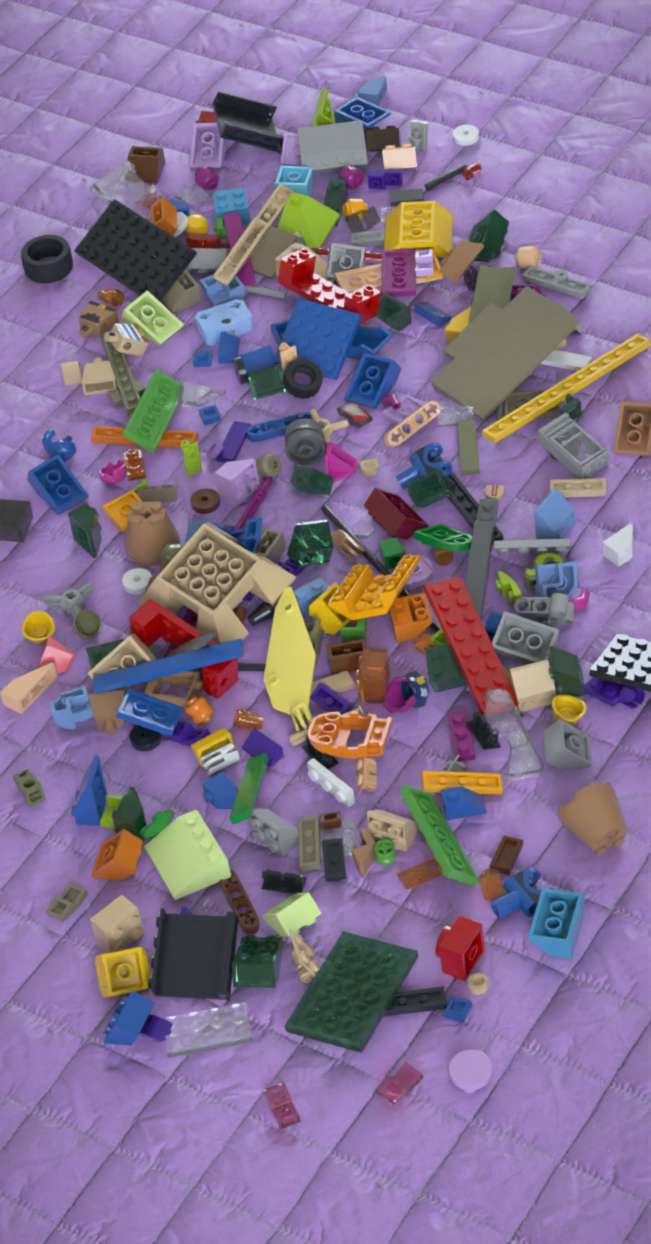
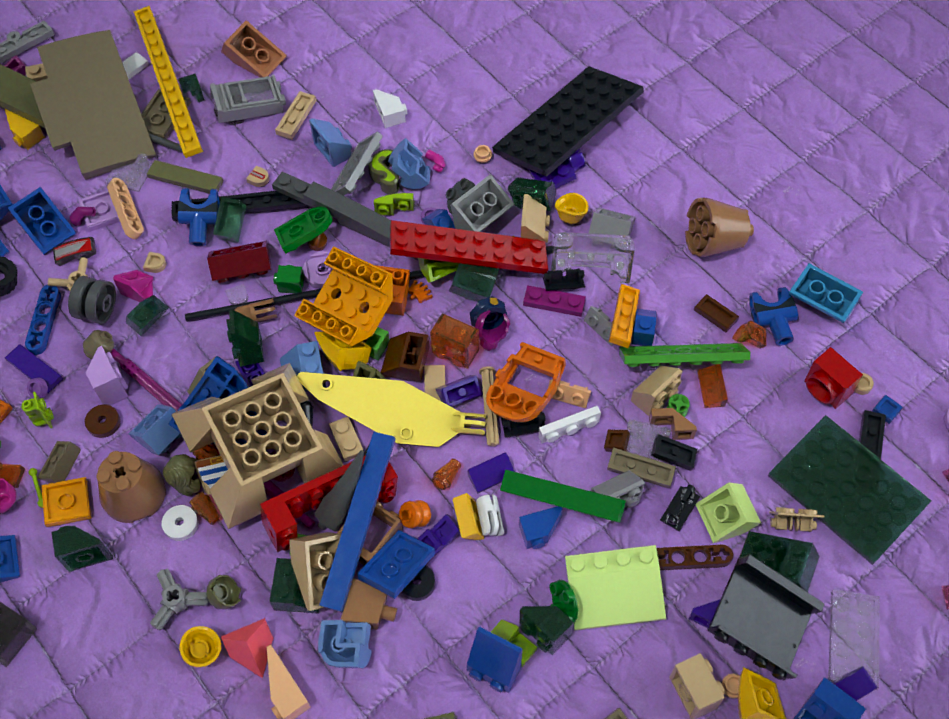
camera: 75 degrees left, 15 degrees up
(118, 857) = (585, 661): orange slope -> none
(255, 648) = (346, 438): none -> tan plate
(556, 607) = (447, 176): light grey piece -> none
(605, 630) = (482, 154): none -> light nougat plate

